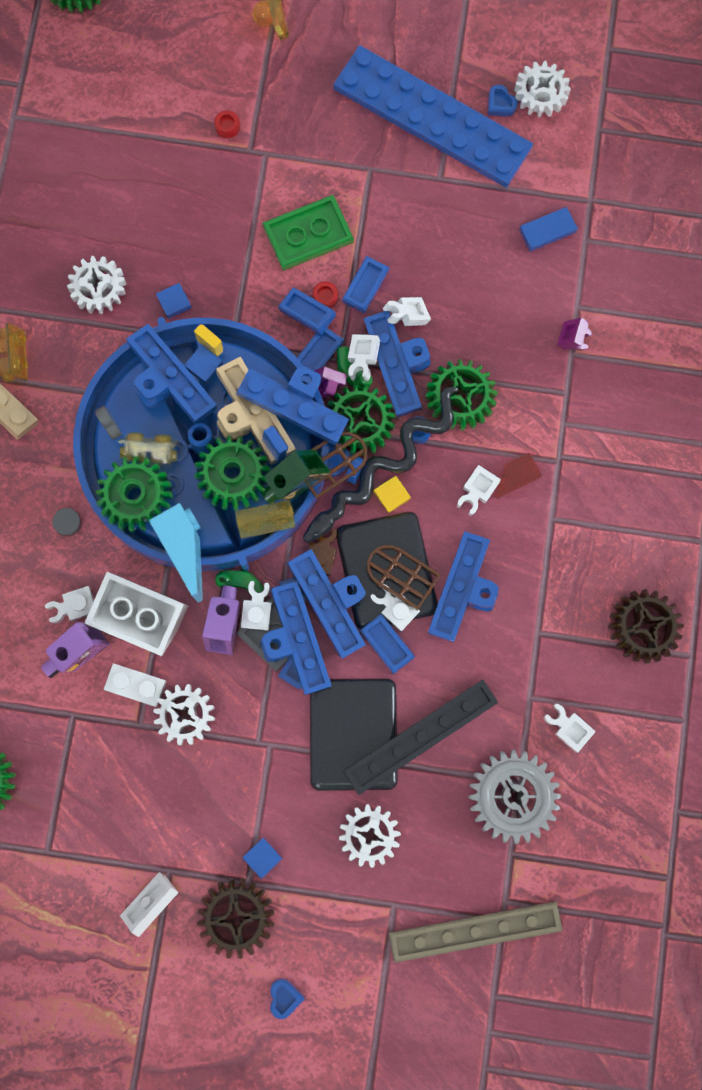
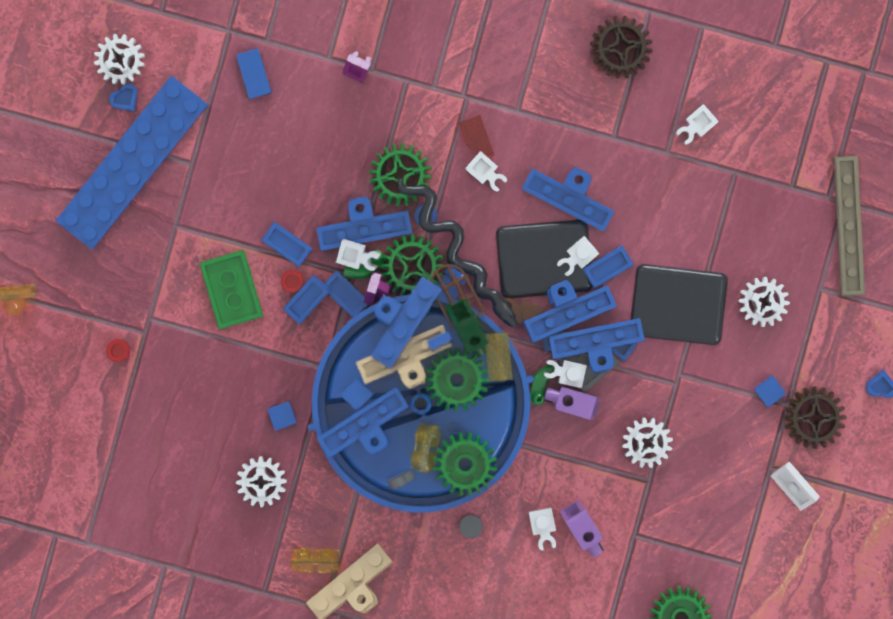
camera: 80 degrees left, 10 degrees up
(135, 685) = (616, 481): white plate -> none
(136, 614) = (559, 473): white slope -> none
(179, 537) = (515, 428): medium azure slope -> none
(208, 340) = (337, 387): yellow tile -> none
(392, 494) = (480, 246): yellow tile -> none
(394, 562) = (561, 245): reddish brown window -> none
(410, 310) = (319, 209): white plate -> none
(420, 737) = (689, 249): black plate -> none
(499, 773) = (726, 187): light grey gear -> none

